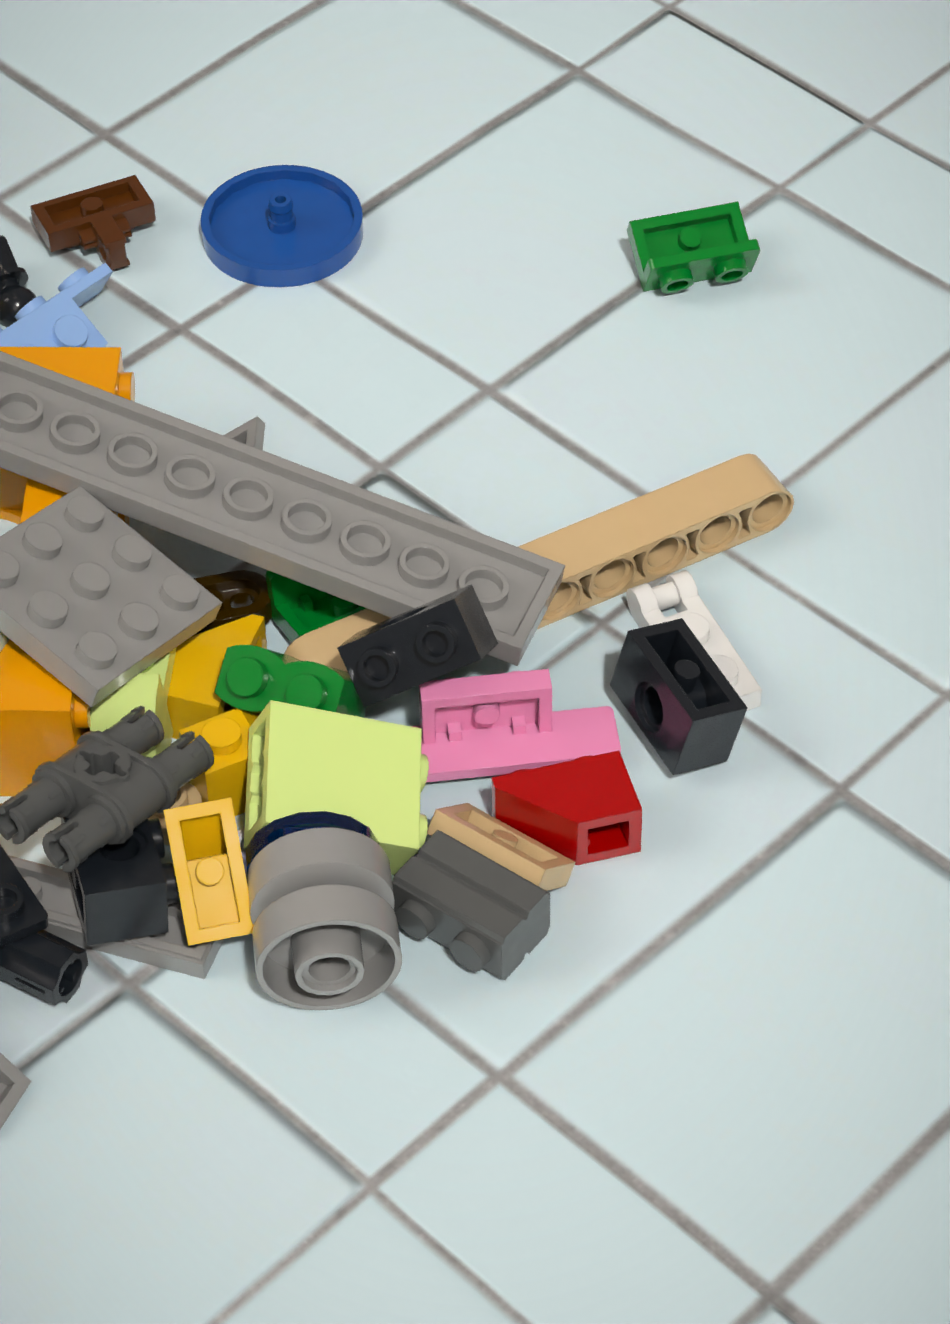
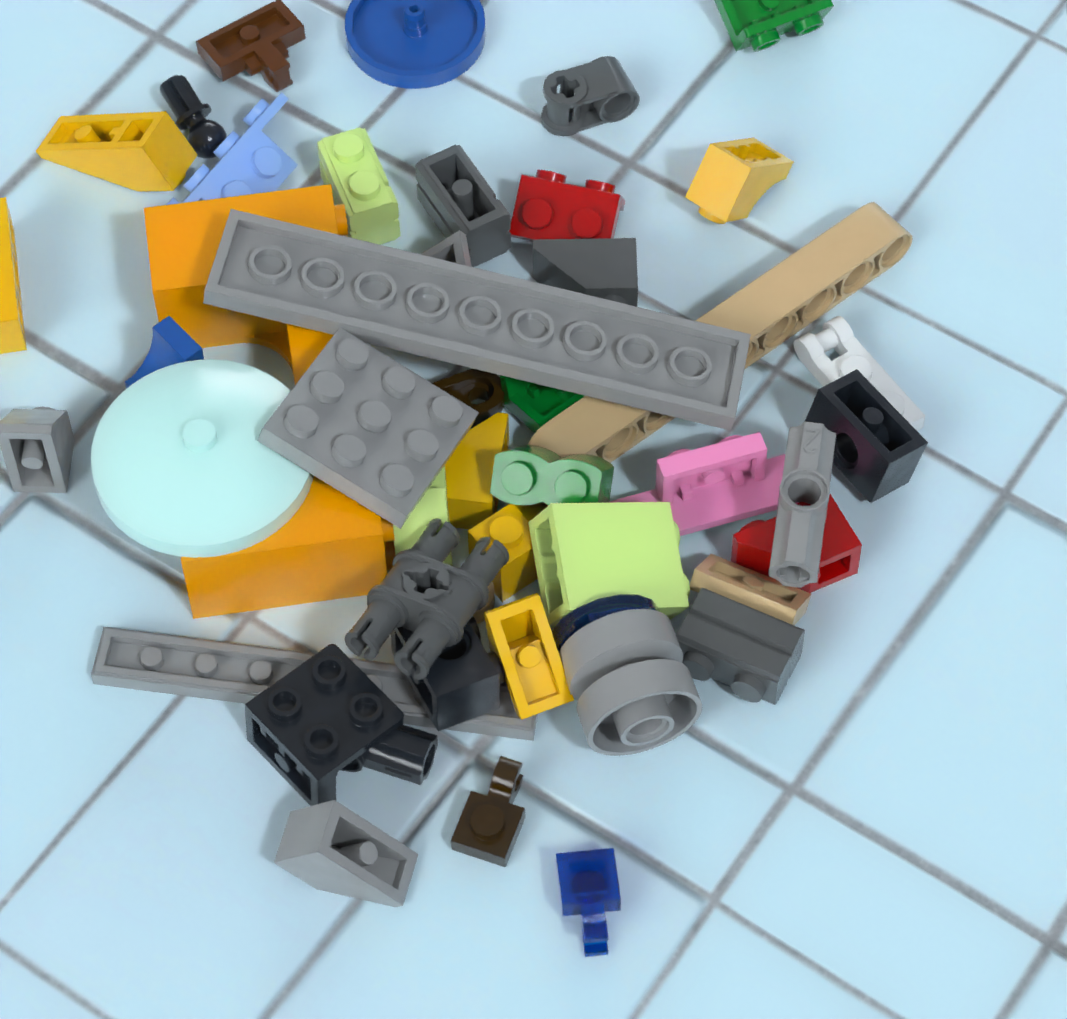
camera: 10 degrees left, 10 degrees up
(129, 1058) = (492, 822): none -> dark brown plate
(166, 362) = (361, 185): none -> yellowish green brick
(218, 1144) = (589, 889): none -> clear blue plate
(276, 389) = (463, 201): none -> dark grey brick
(397, 427) = (560, 210): none -> red bracket
(412, 477) = (589, 266): none -> dark grey slope
(418, 646) = (653, 430): black brick -> none
(458, 309) = (591, 92): none -> dark grey piece
(575, 751) = (798, 527): none -> light grey piece
(600, 411) = (735, 178): none -> yellow arch

